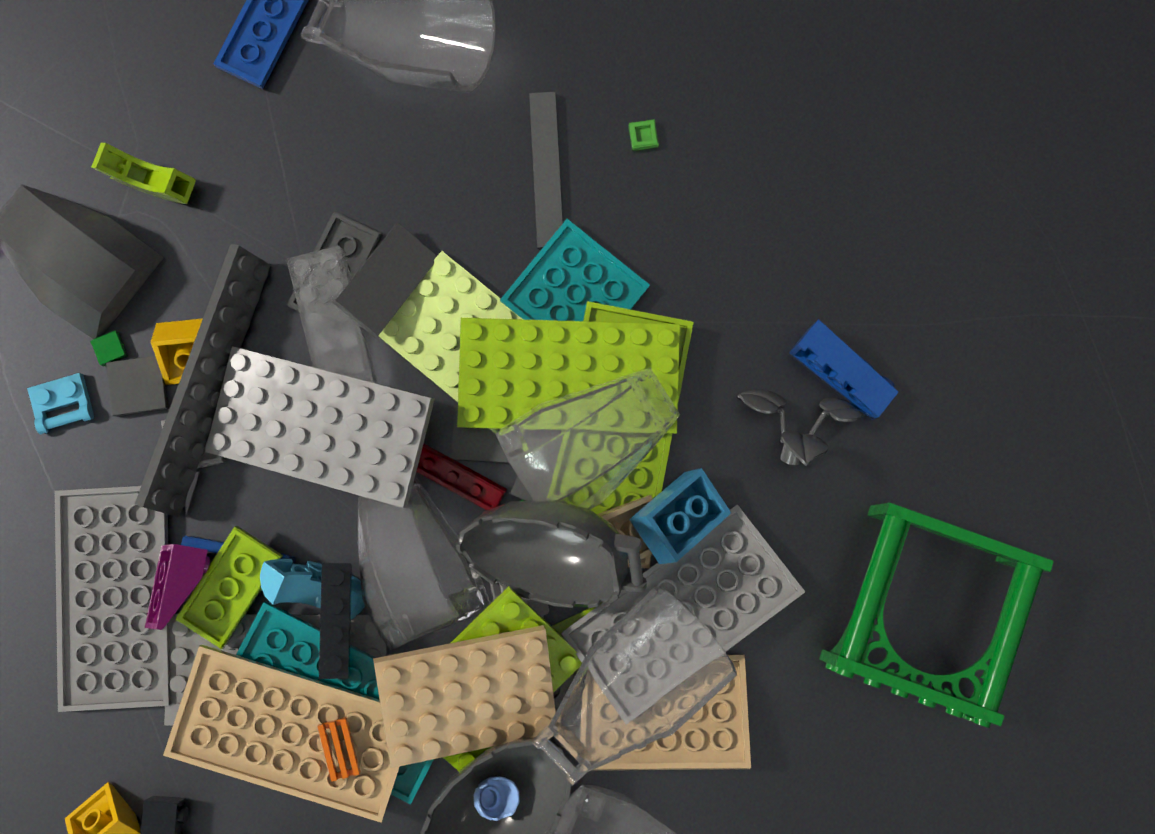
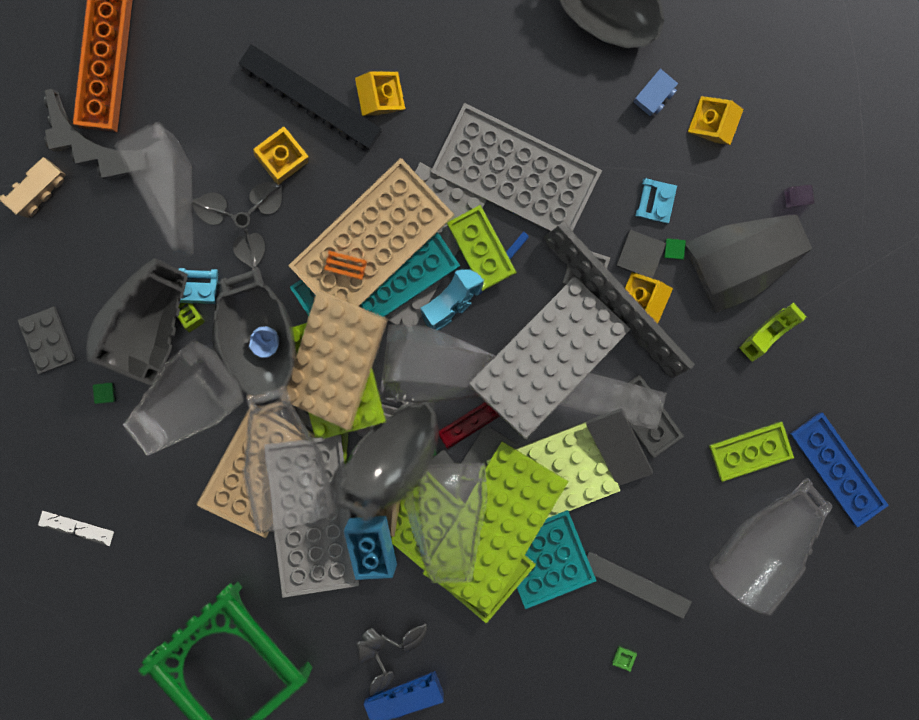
camera: 120 degrees right, 5 degrees up
(175, 578) = (503, 217): magenta slope -> none
(309, 122) = (751, 451): none -> lime tile
(335, 621) = (423, 304): black brick -> none

